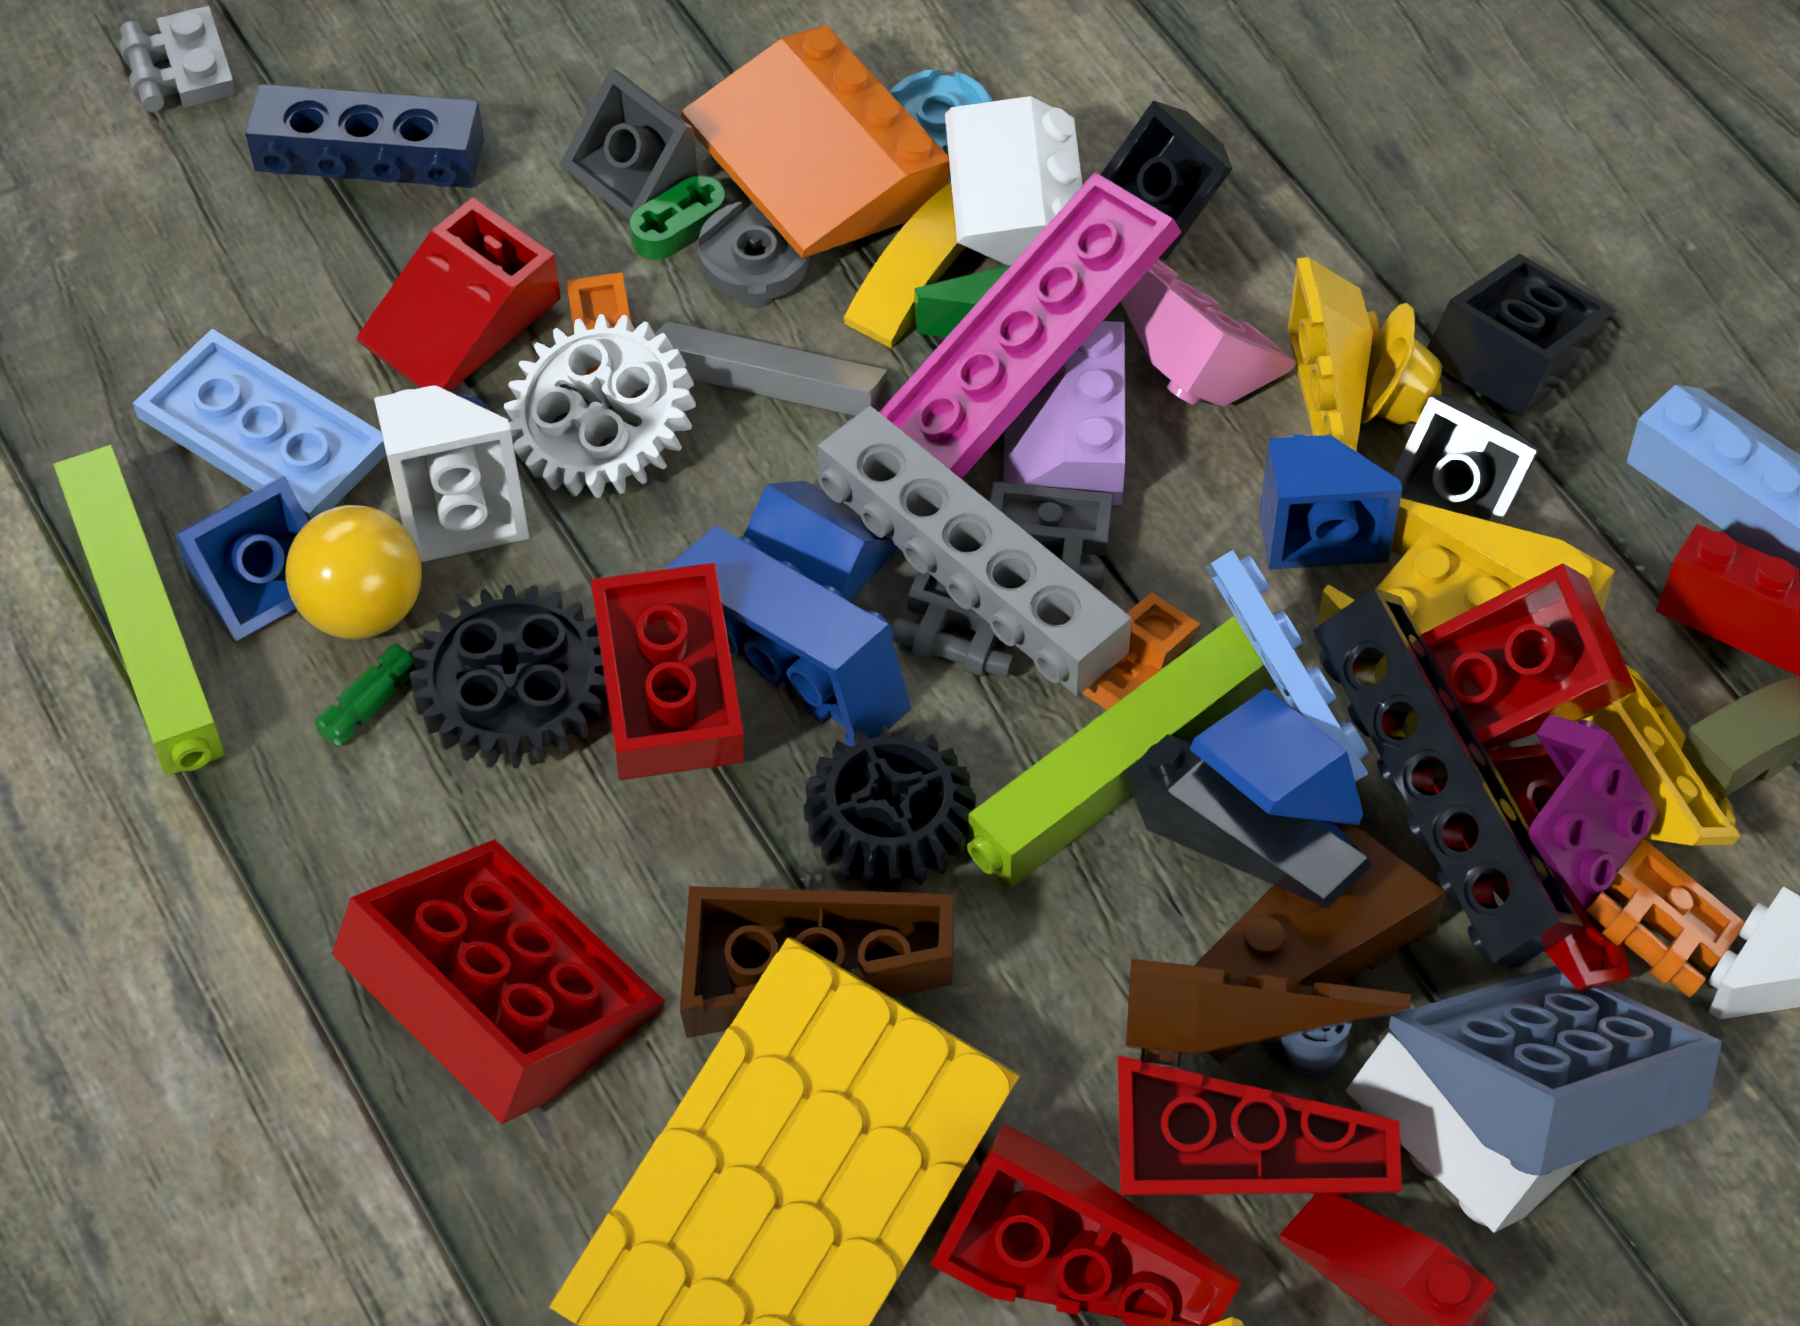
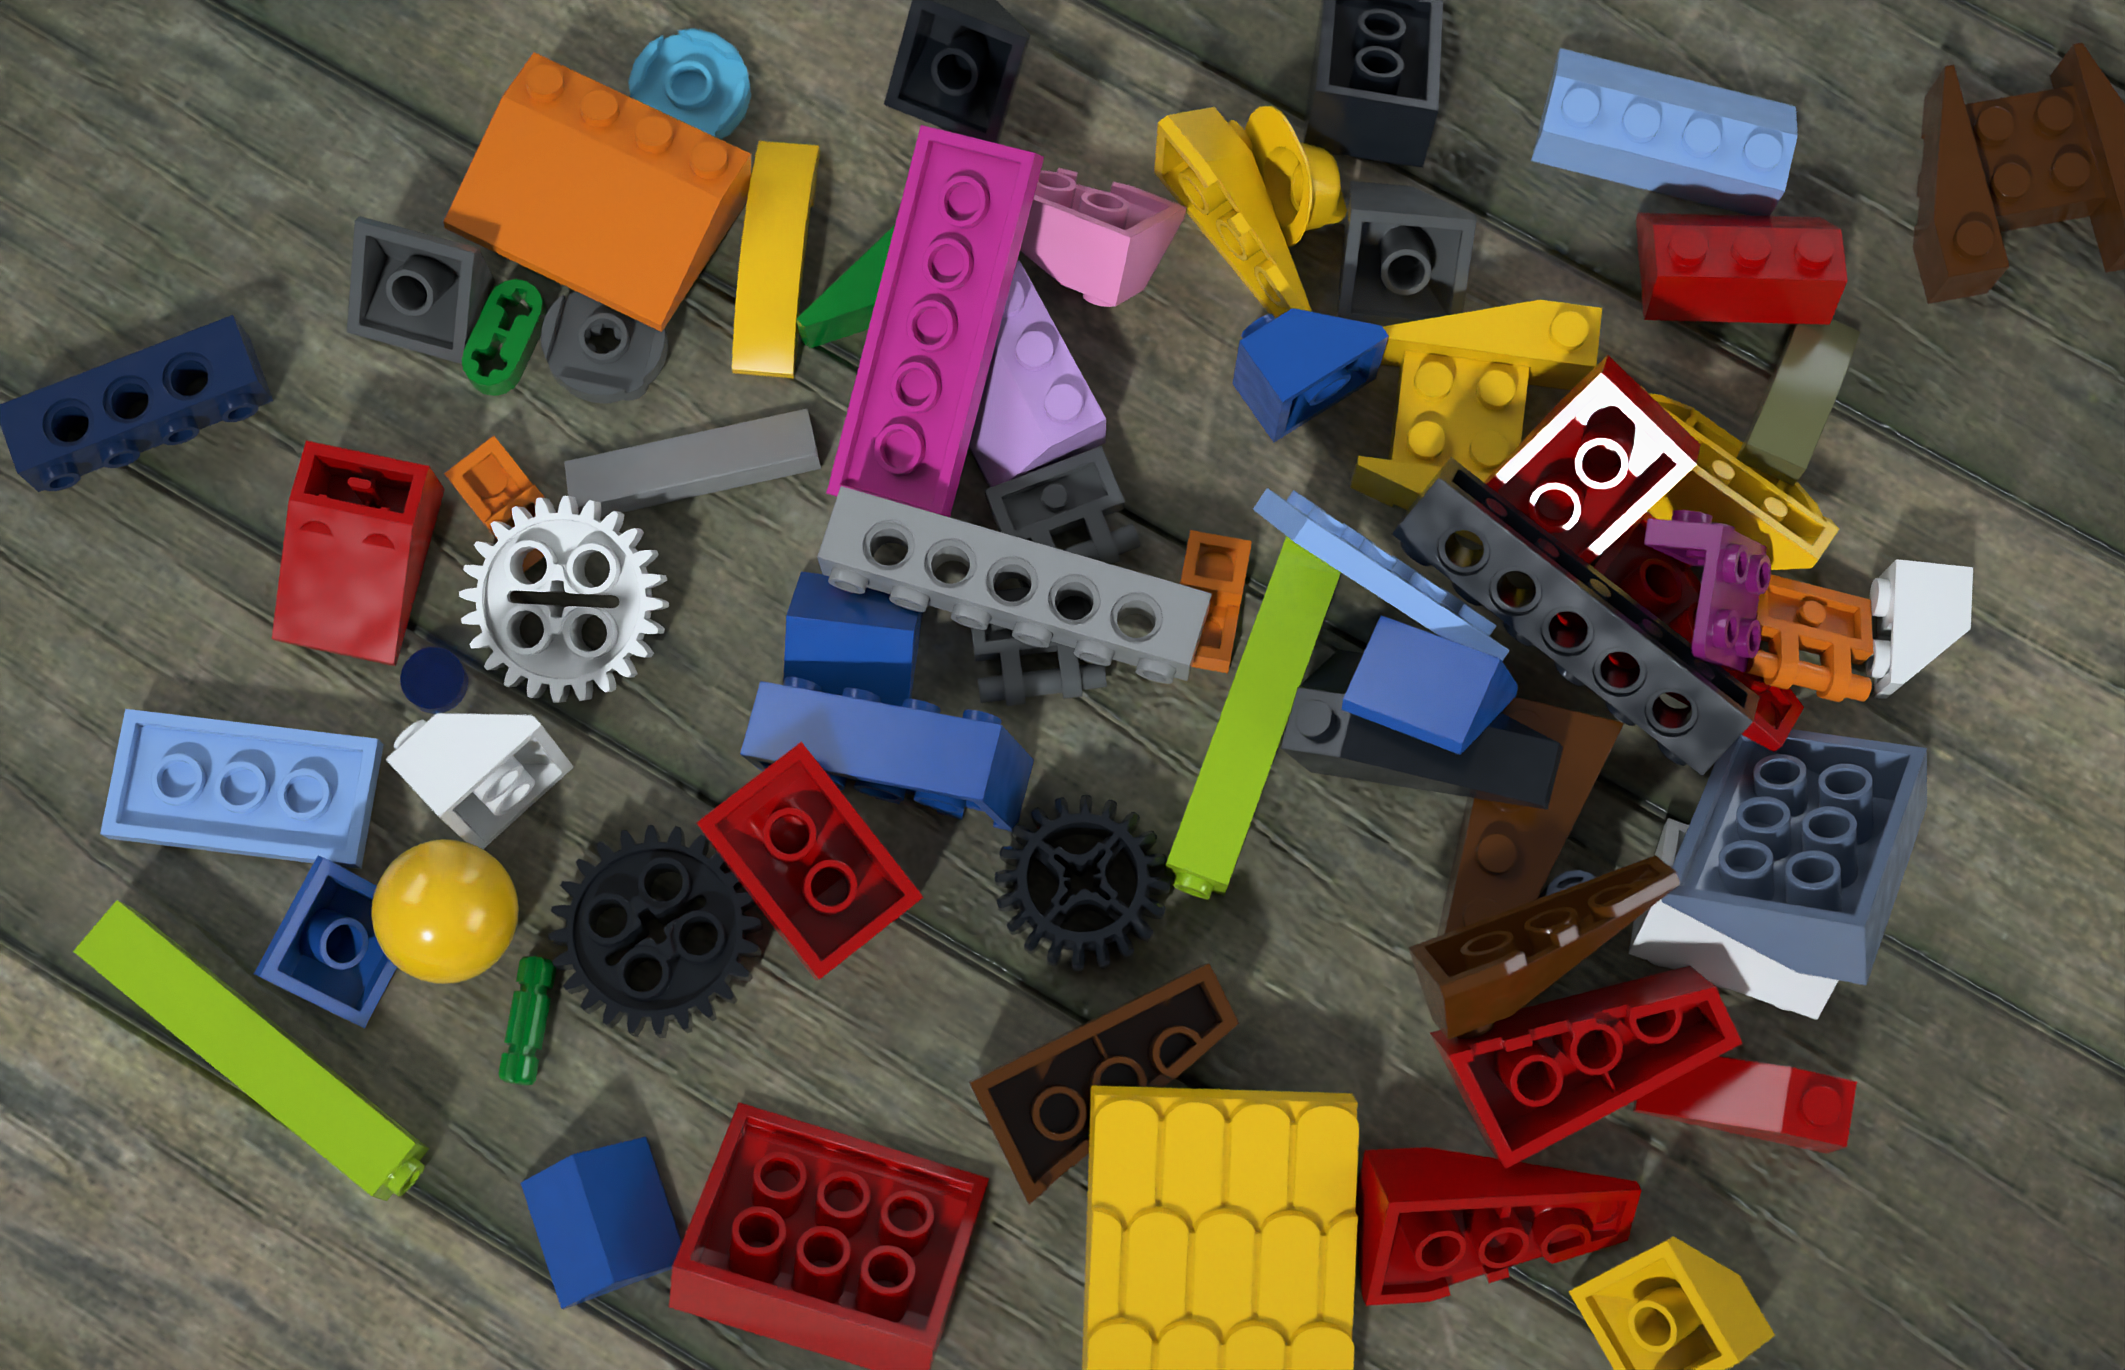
camera: 30 degrees left, 20 degrees up
(318, 860) = (602, 1220): none -> blue slope
(1009, 172) = (821, 143): white slope -> none

